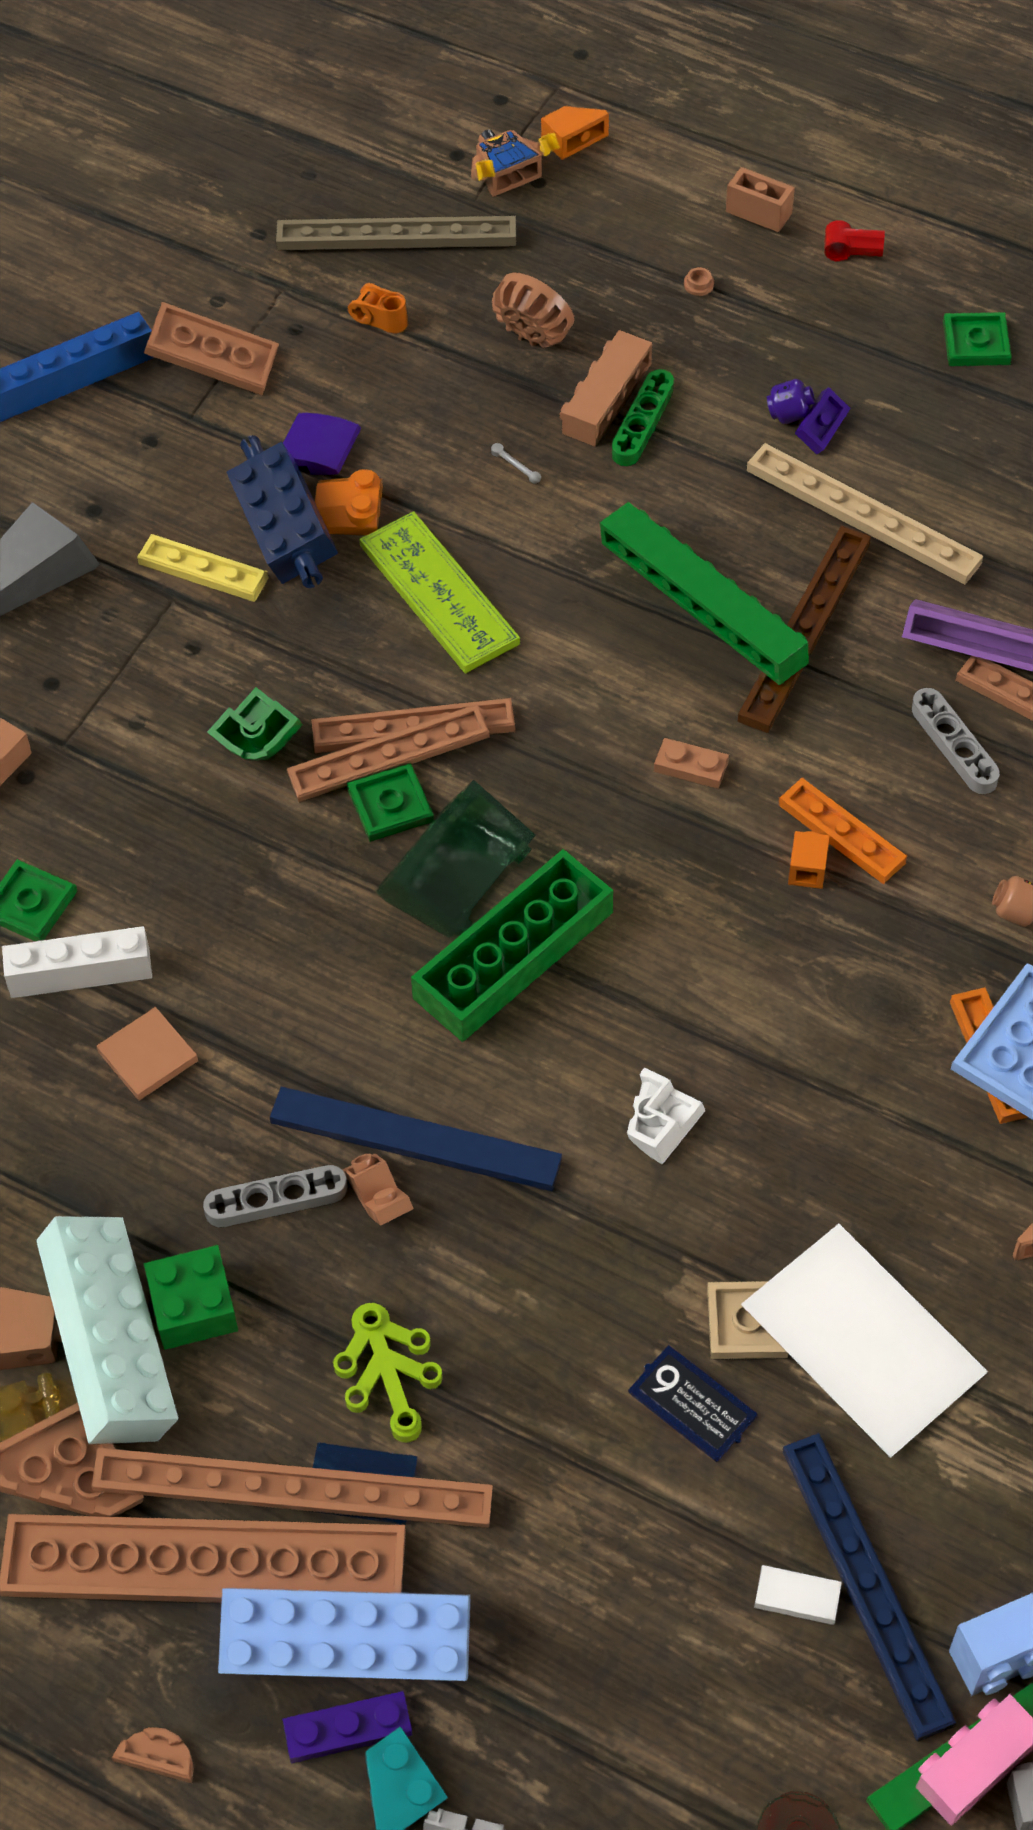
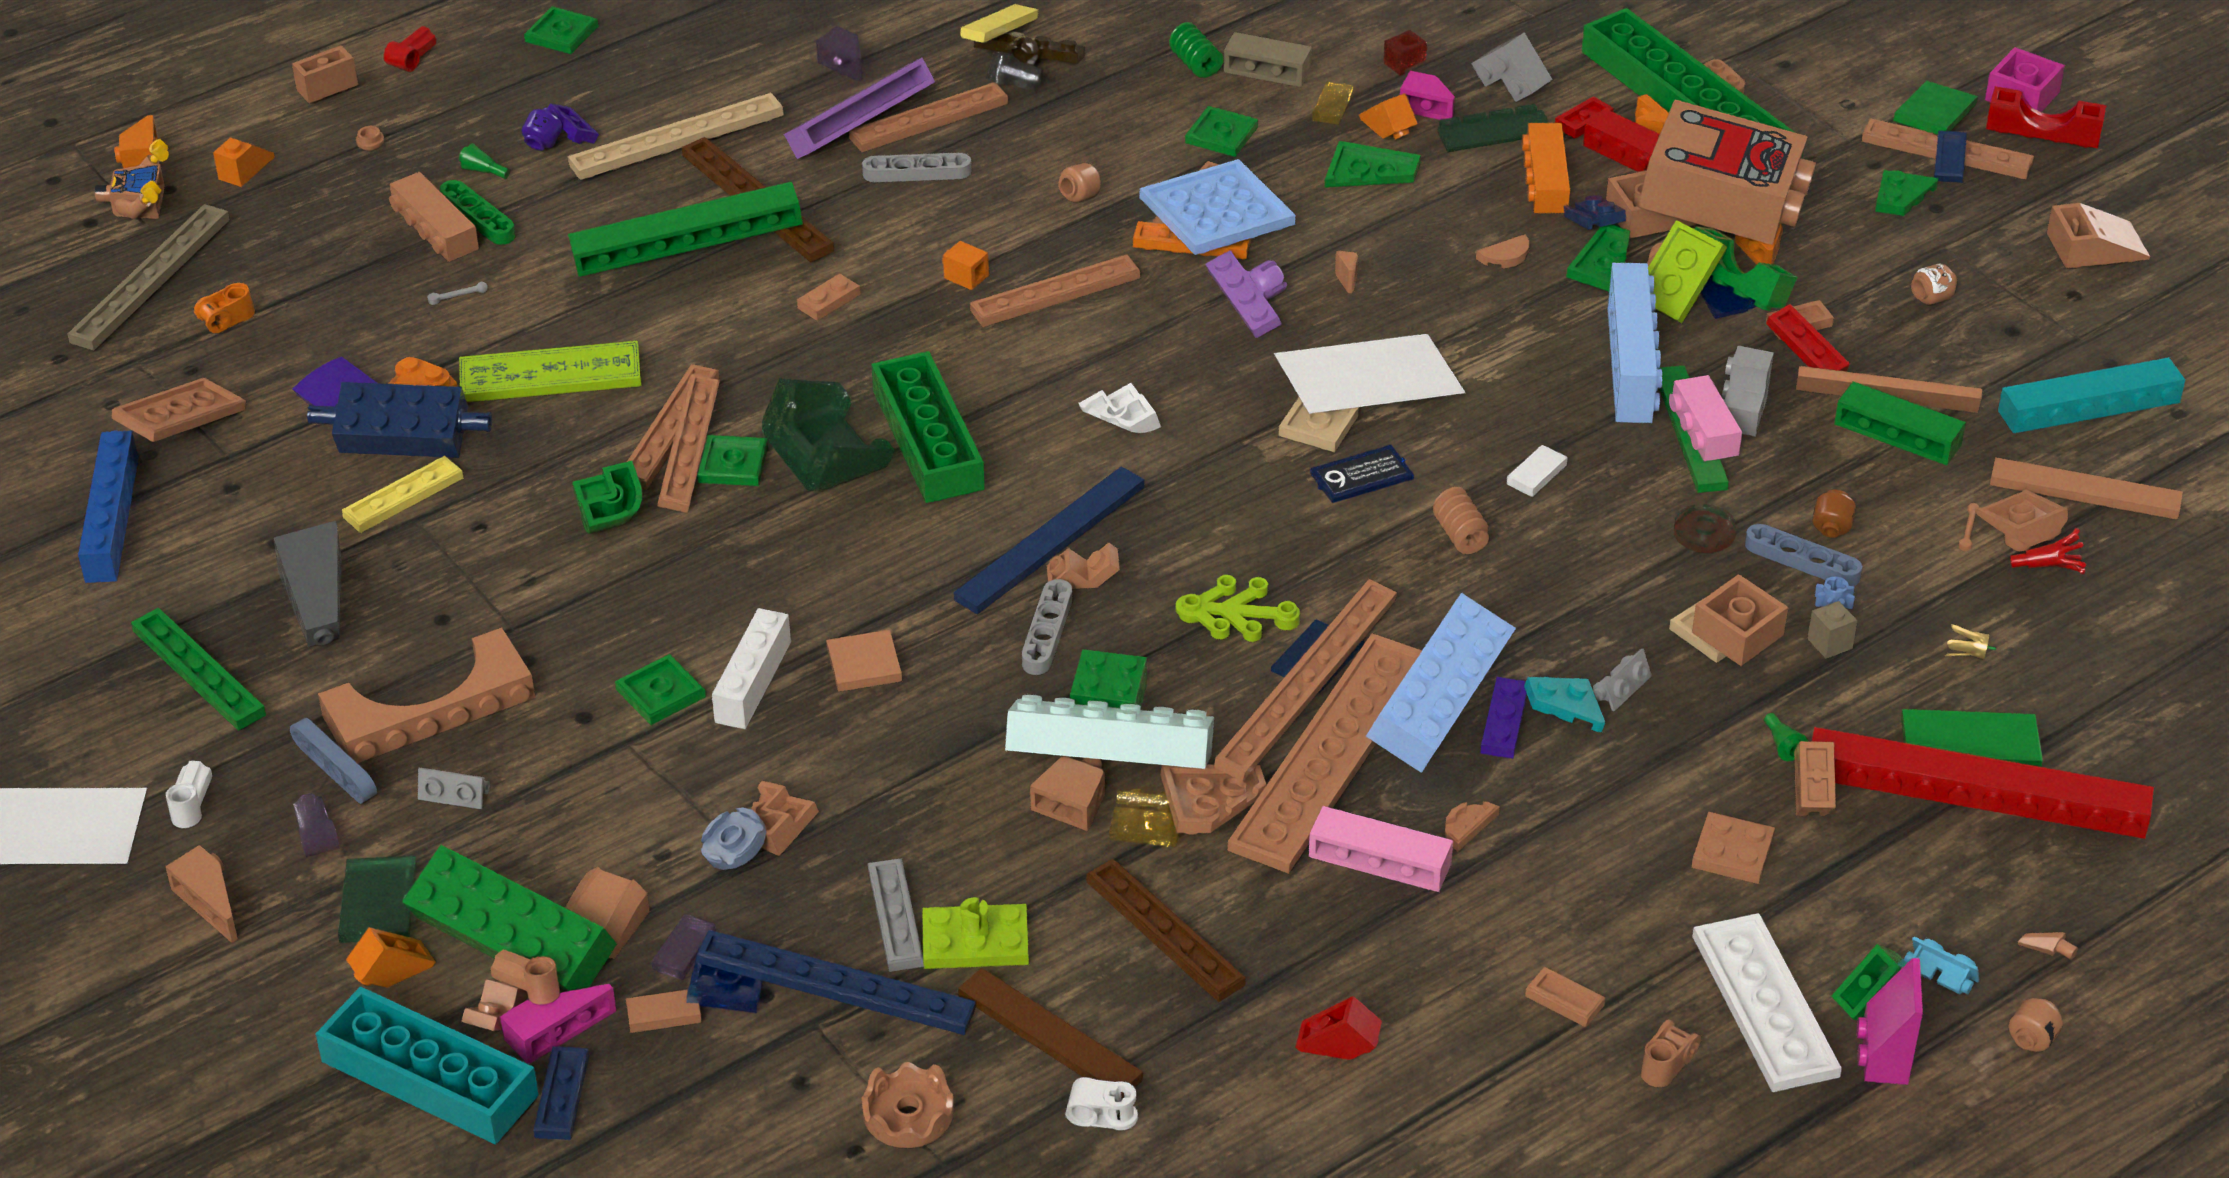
camera: 65 degrees left, 15 degrees down
(64, 1677) = (1380, 848): none -> bright pink brick
(532, 310) = (326, 216): nougat gear -> none
(602, 208) = (240, 161): none -> orange slope
(645, 1542) = (1461, 520): none -> nougat piece
(717, 374) = (475, 159): none -> green cone
(830, 962) = (1054, 290): none -> nougat tile
(845, 831) = (933, 246): orange plate -> none
(869, 1588) = (1554, 436): dark blue tile -> none
(936, 1151) = (1249, 290): none -> medium lavender plate

